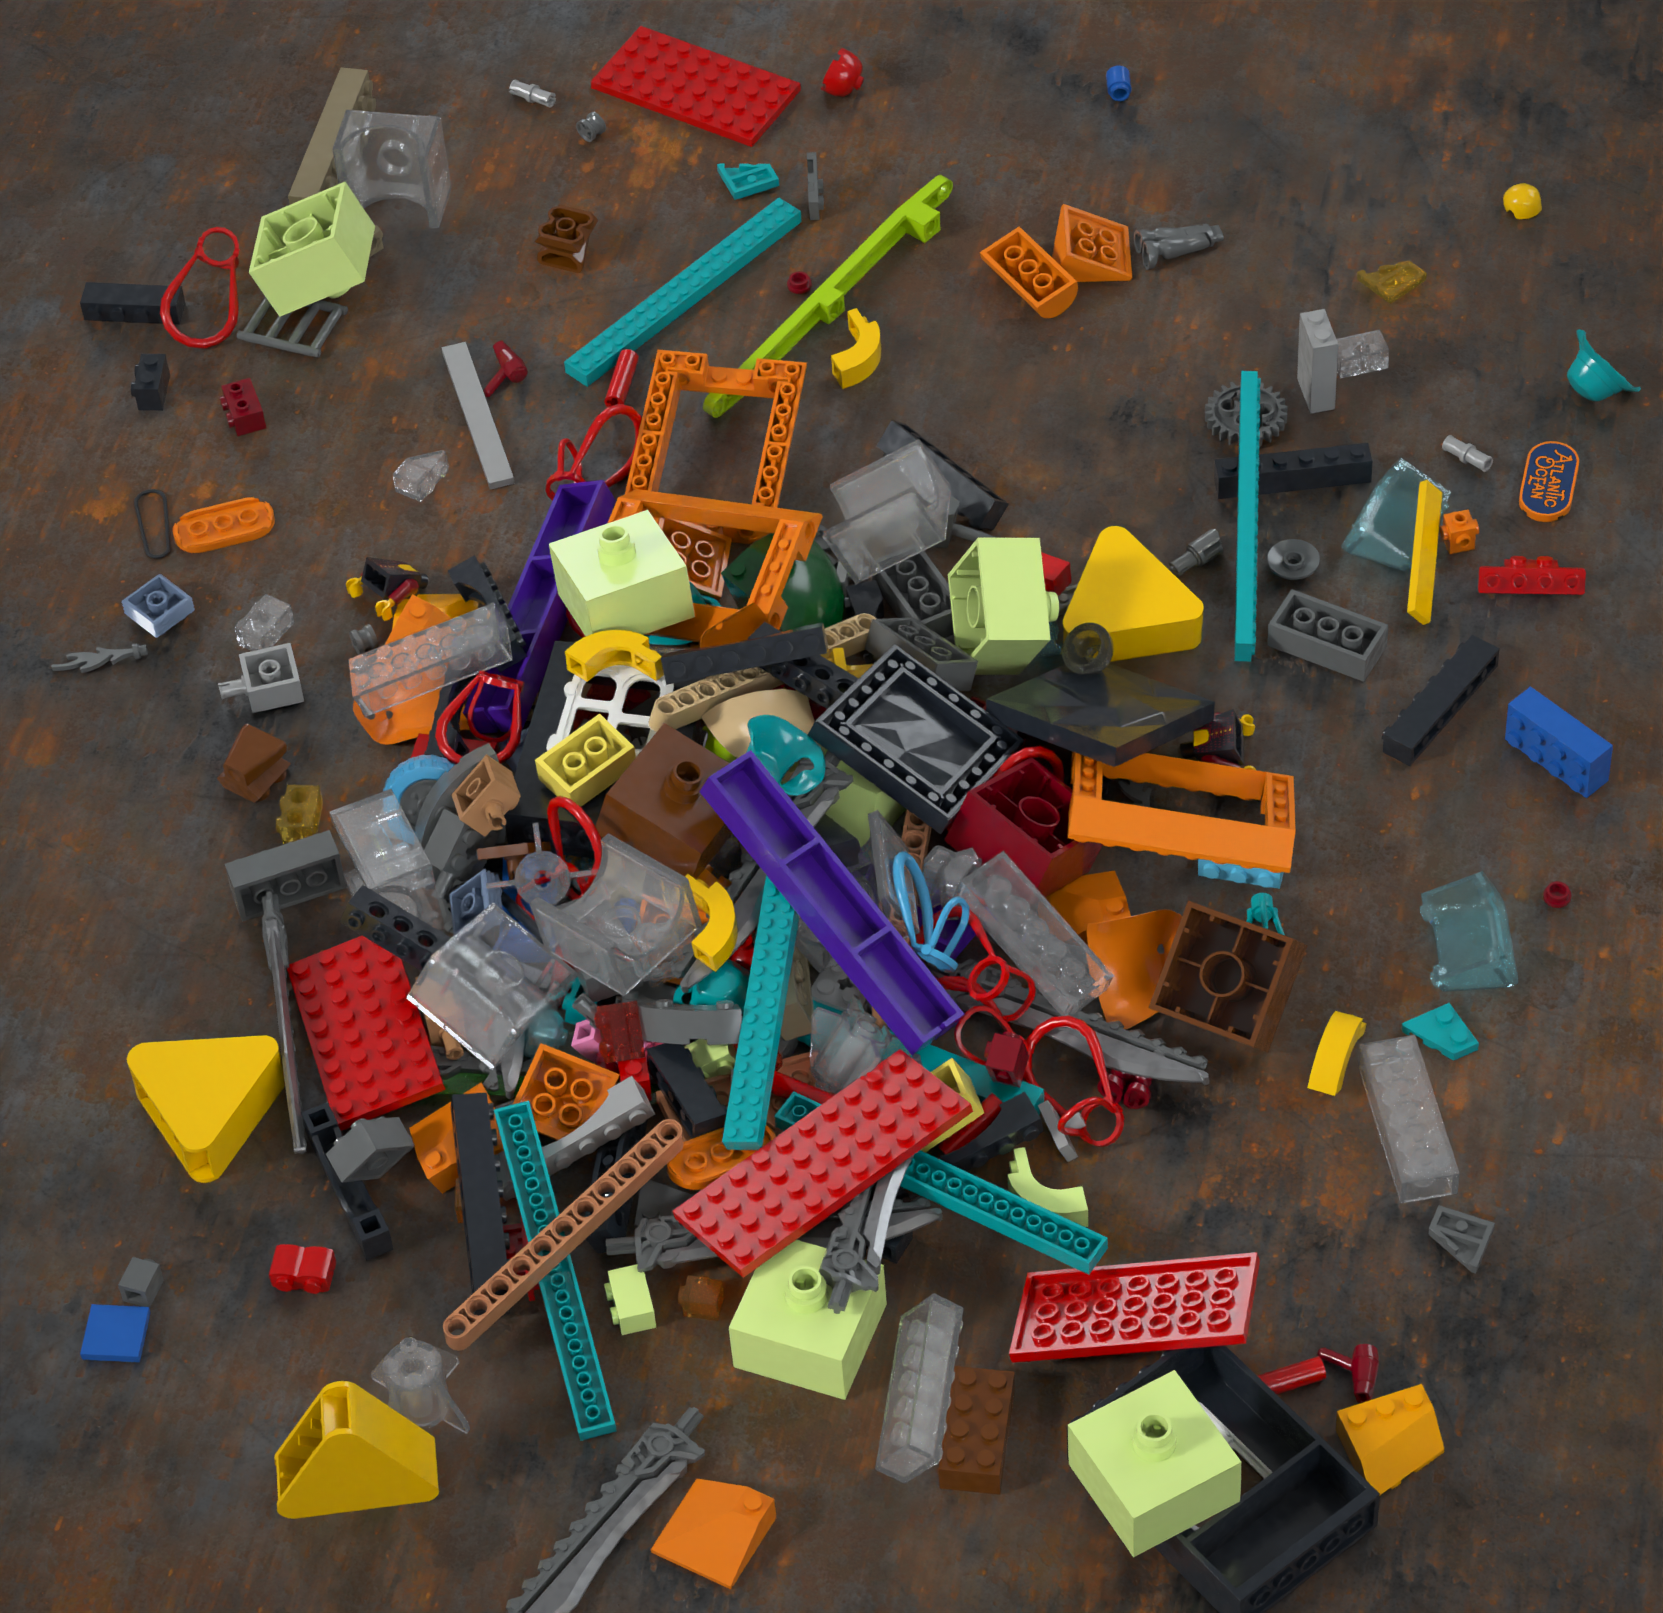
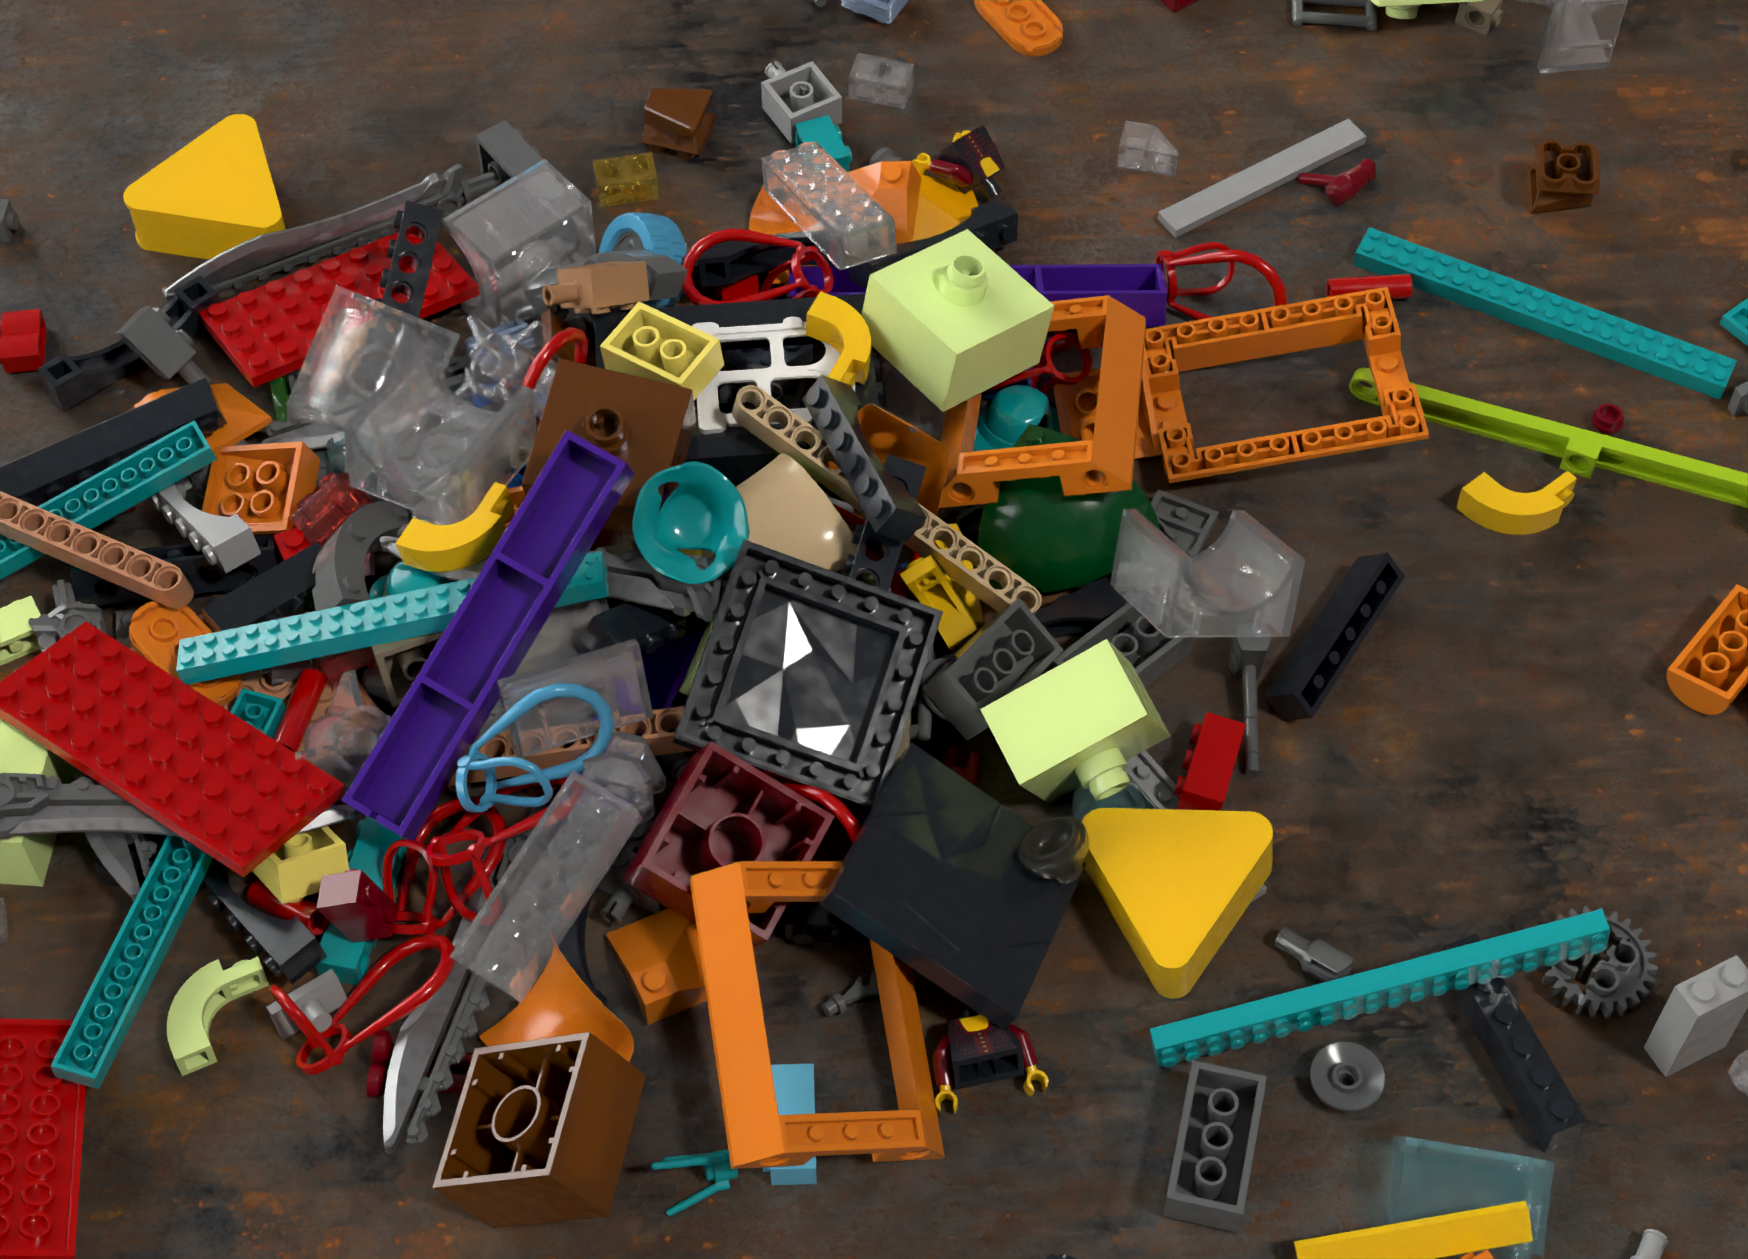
camera: 70 degrees right, 5 degrees up
(330, 672) = (827, 136): none -> teal brick

